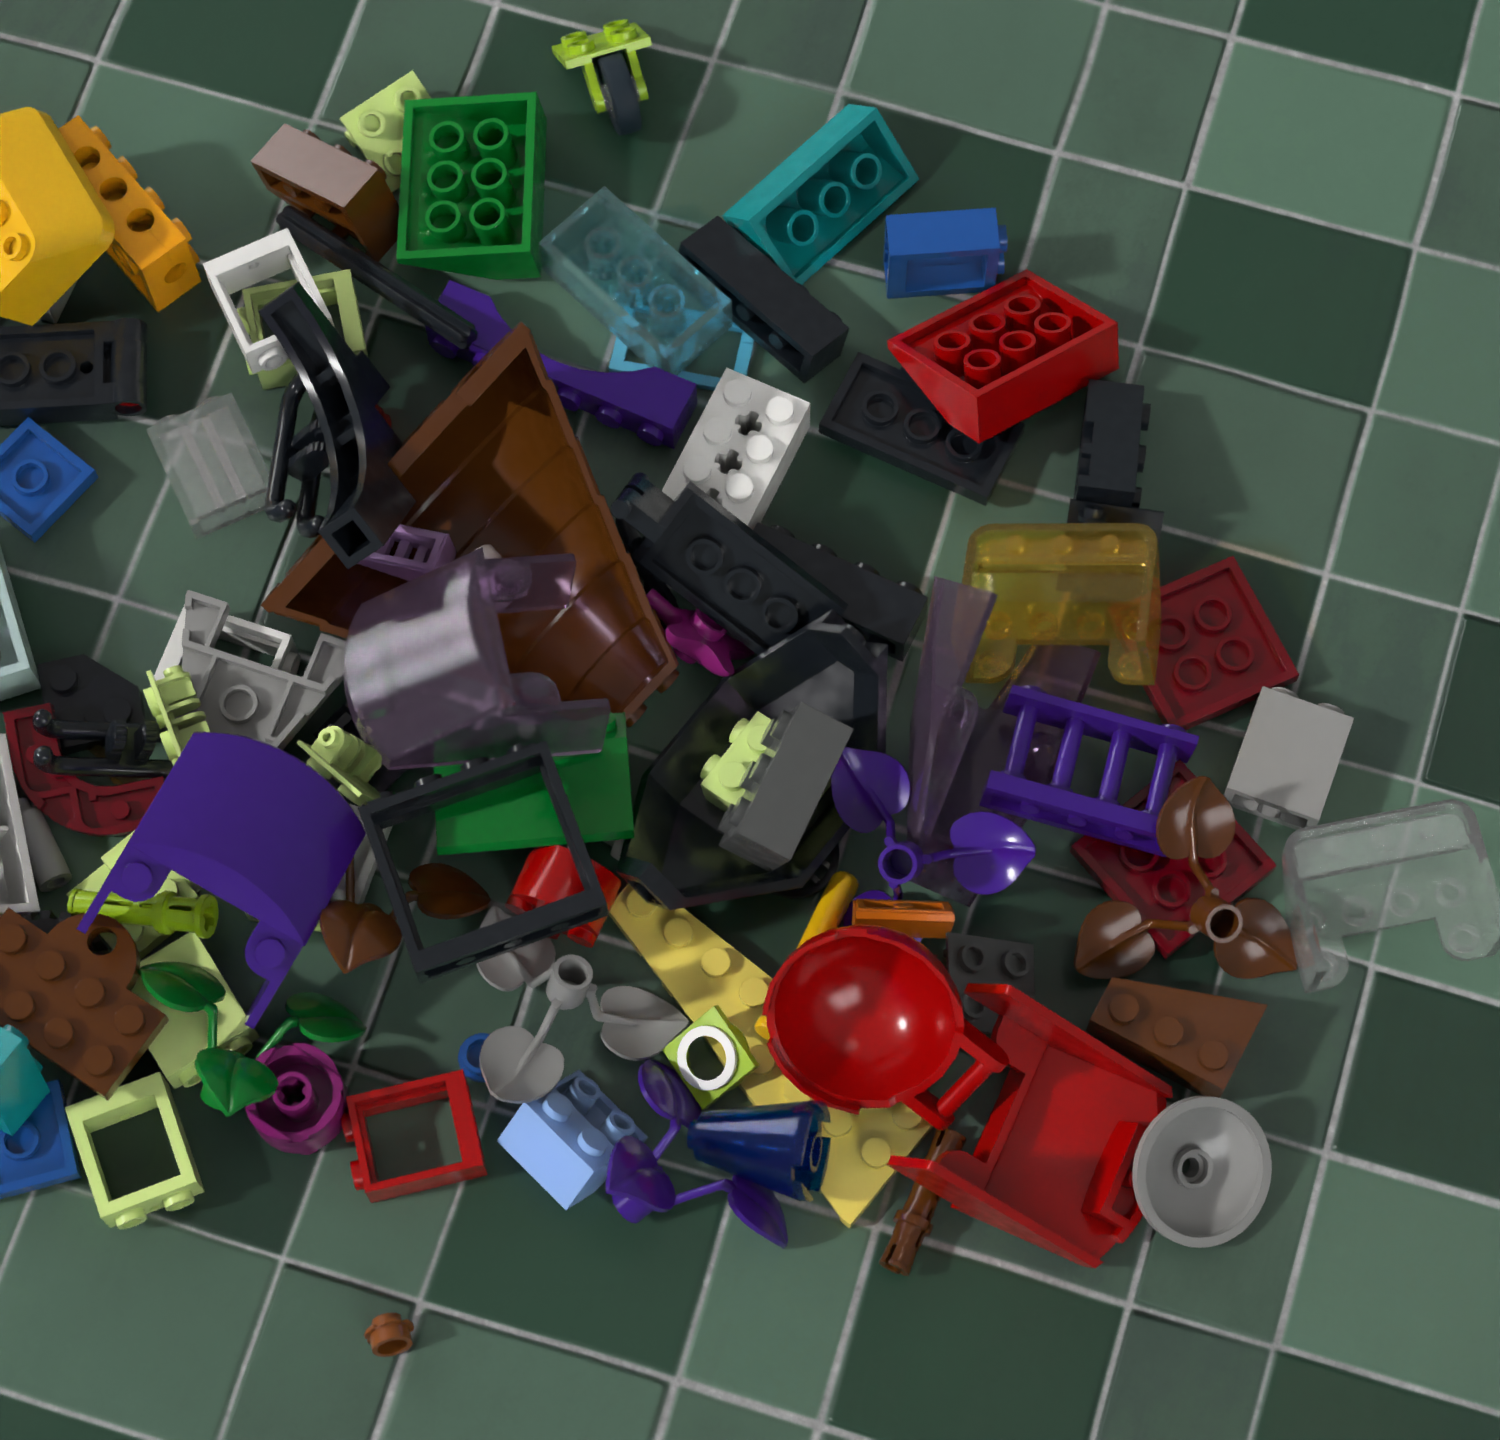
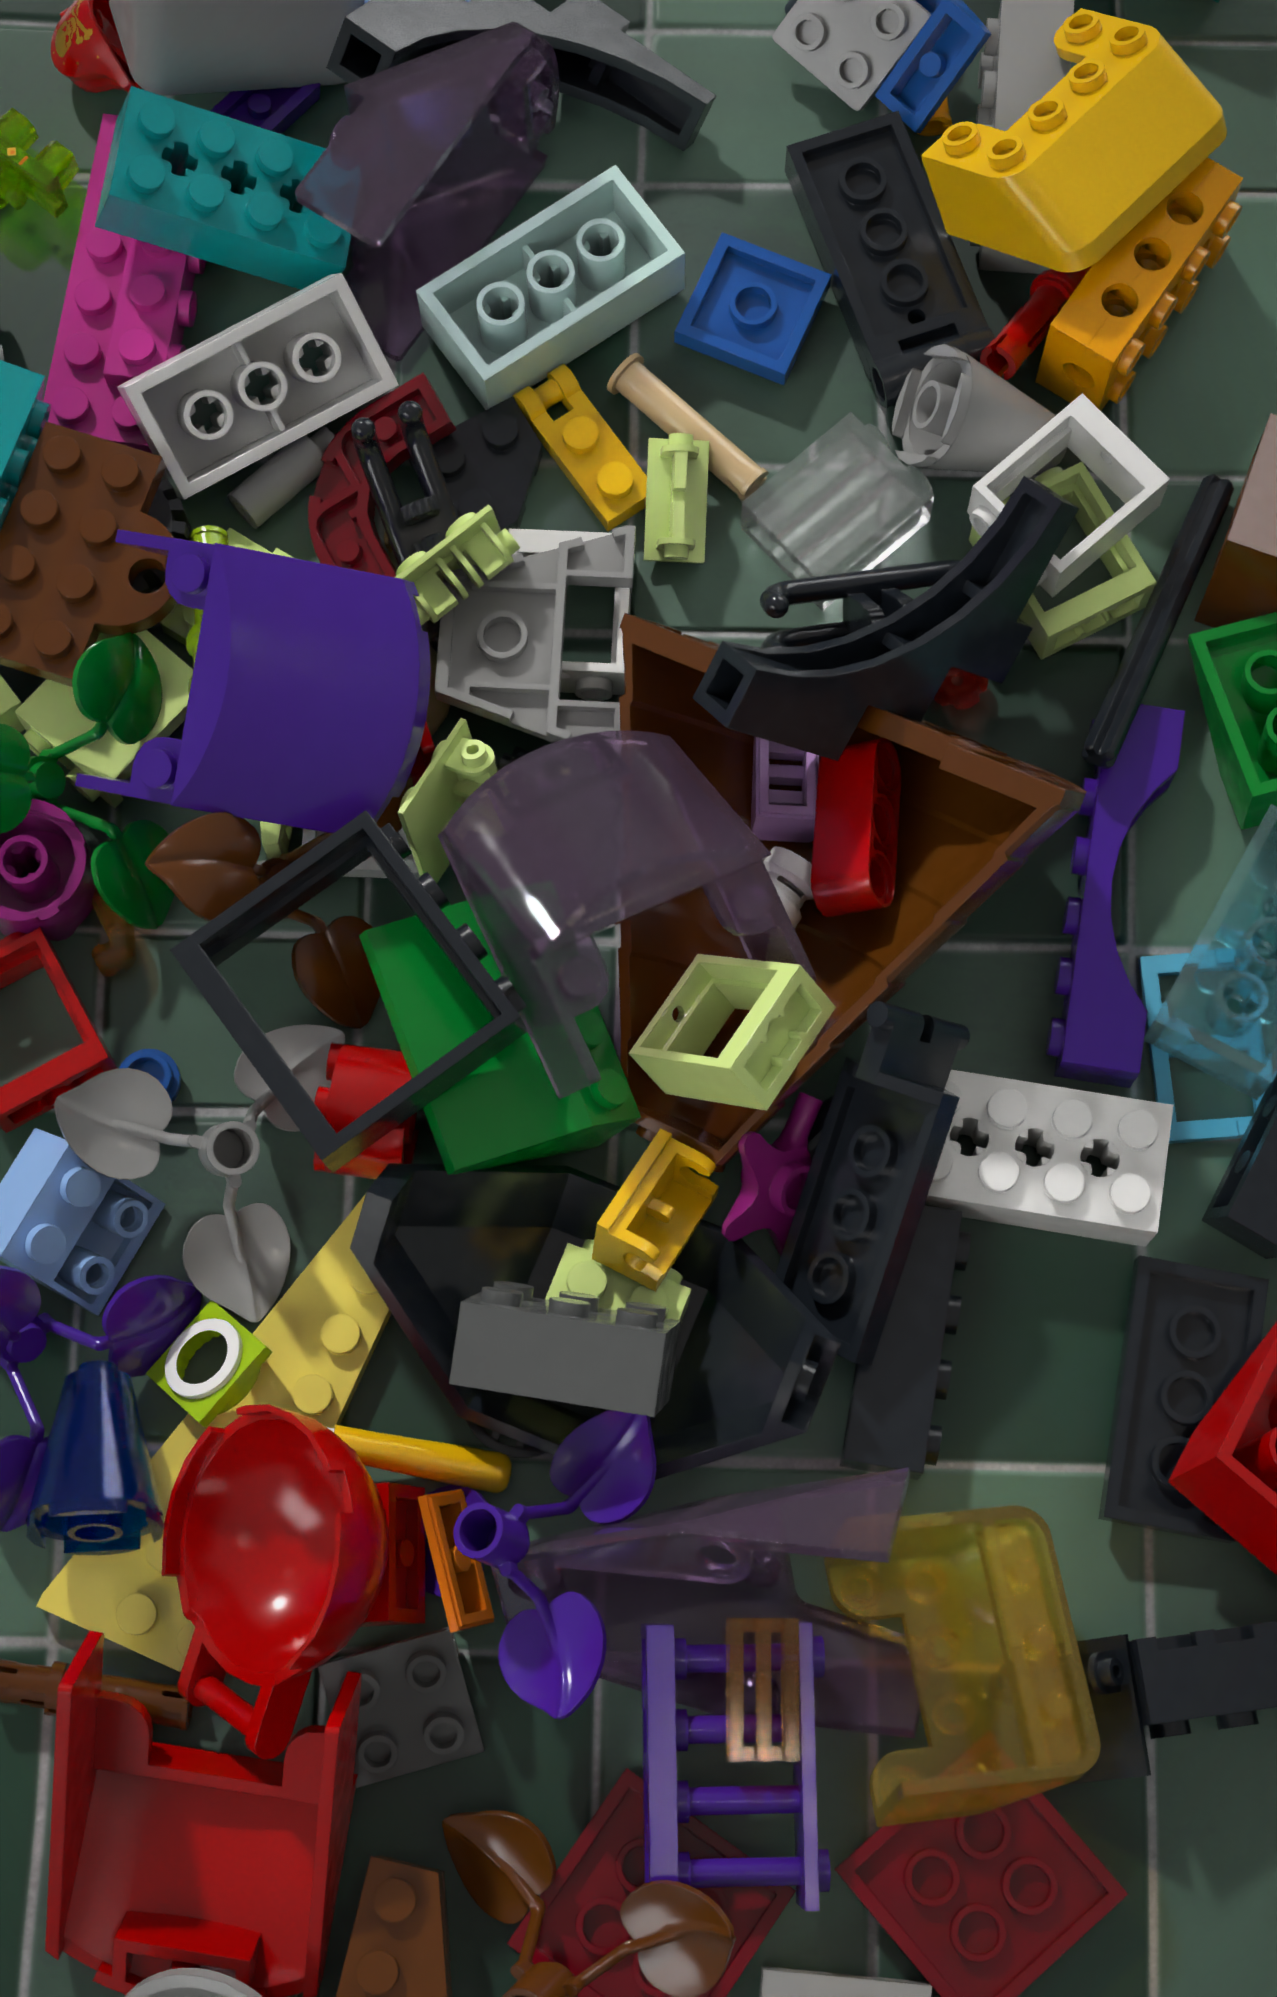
camera: 75 degrees right, 5 degrees up
(96, 625) = (585, 448): none -> yellow plate
(108, 549) = (676, 416): none -> tan pin
(109, 276) = (1031, 322): none -> red pin
(161, 569) = (676, 499): none -> yellowish green hinge
(180, 354) = (963, 415): none -> light grey cone
(362, 1050) = (121, 948): none -> clear orange arm
(466, 511) = (856, 829): none -> red beam
(615, 596) = (763, 1052): none -> yellowish green window
(697, 717) = (655, 1211): none -> yellow hinge
(1049, 721) = (789, 1690): none -> clear orange tile

